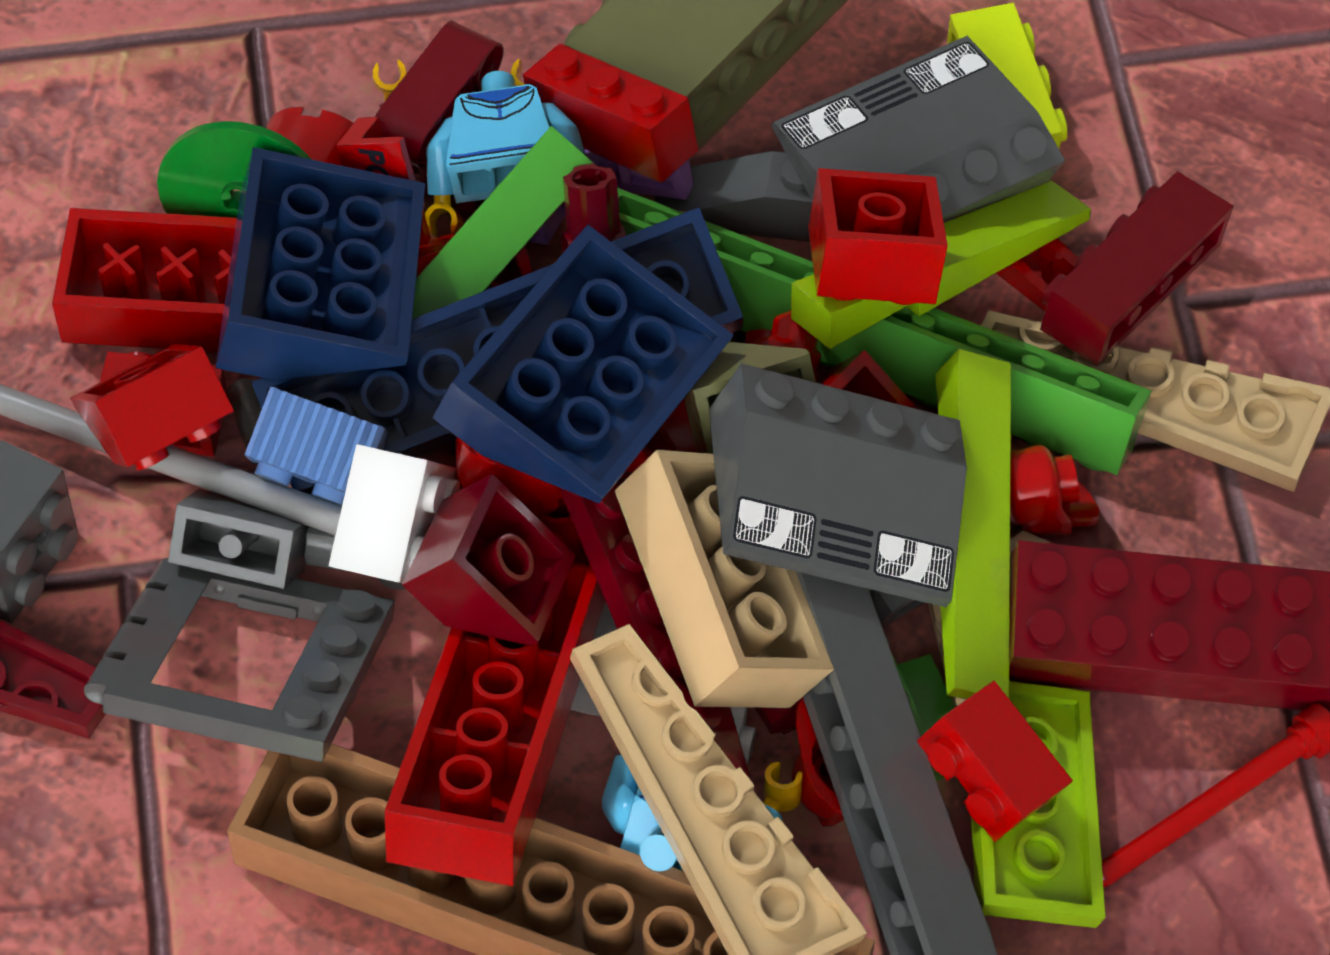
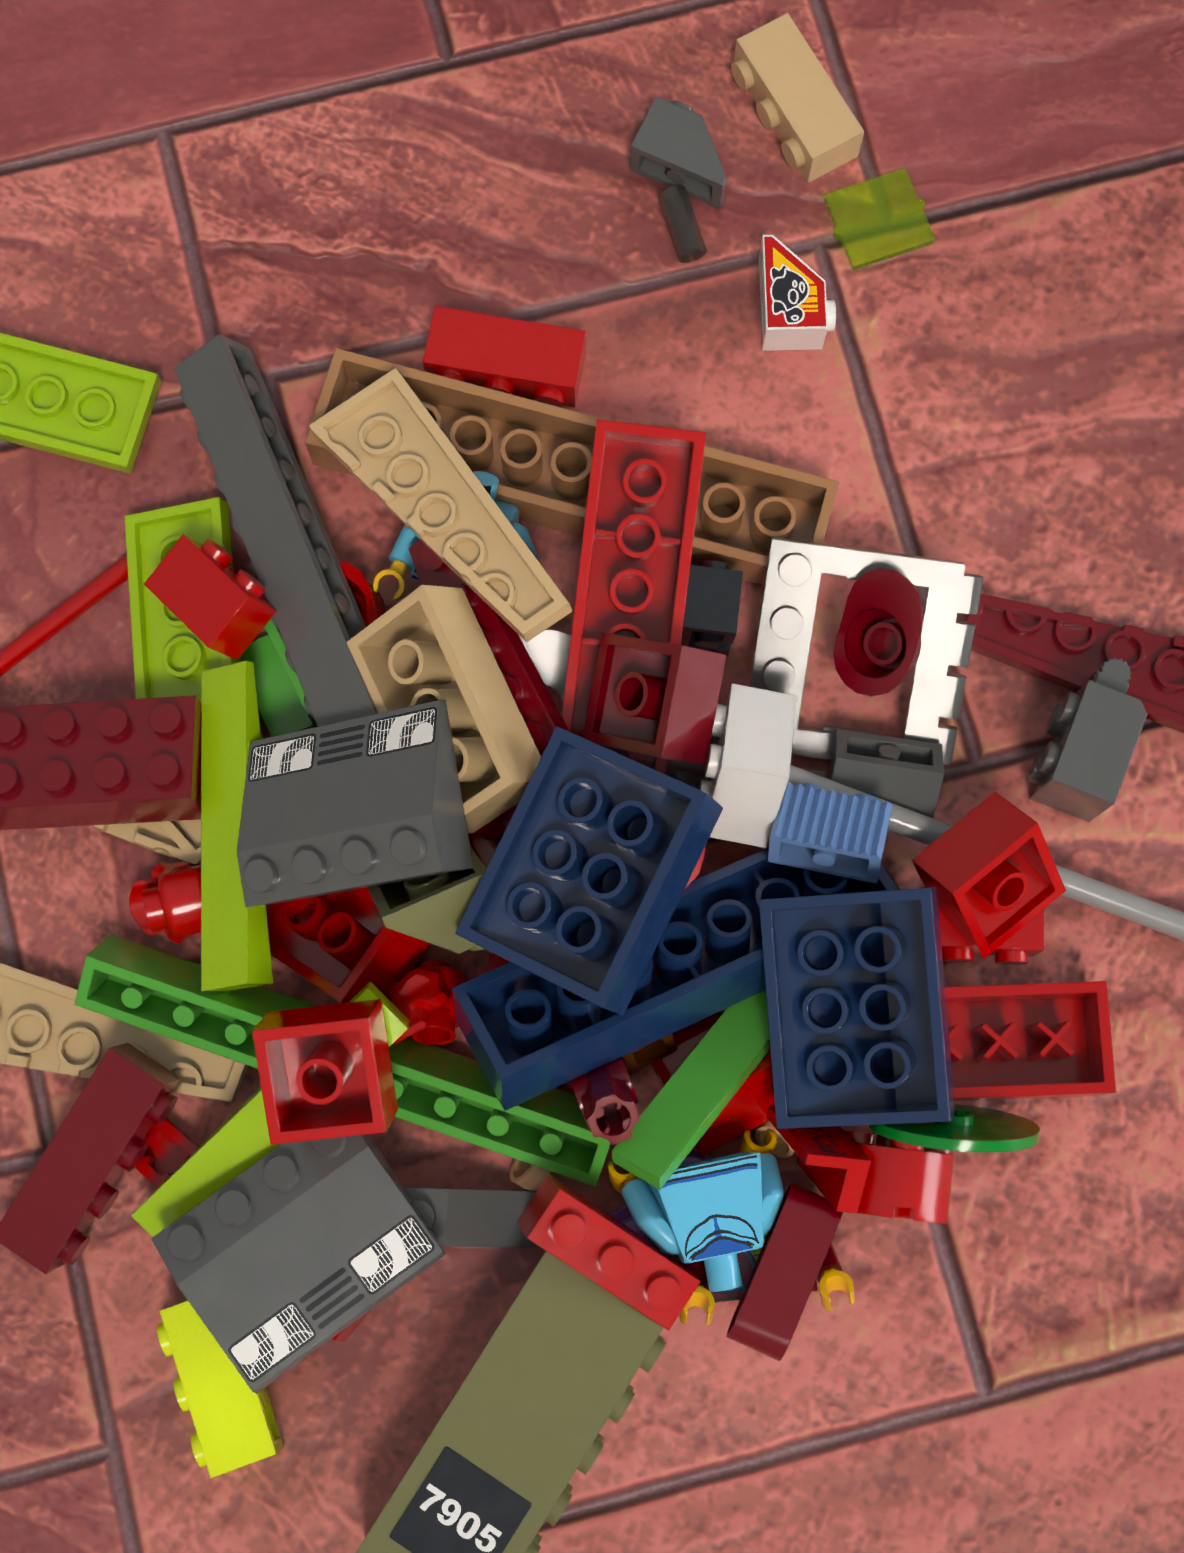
camera: 175 degrees right, 20 degrees up
(220, 637) = (879, 633): none -> dark red piece
(397, 702) = (712, 607): none -> black brick

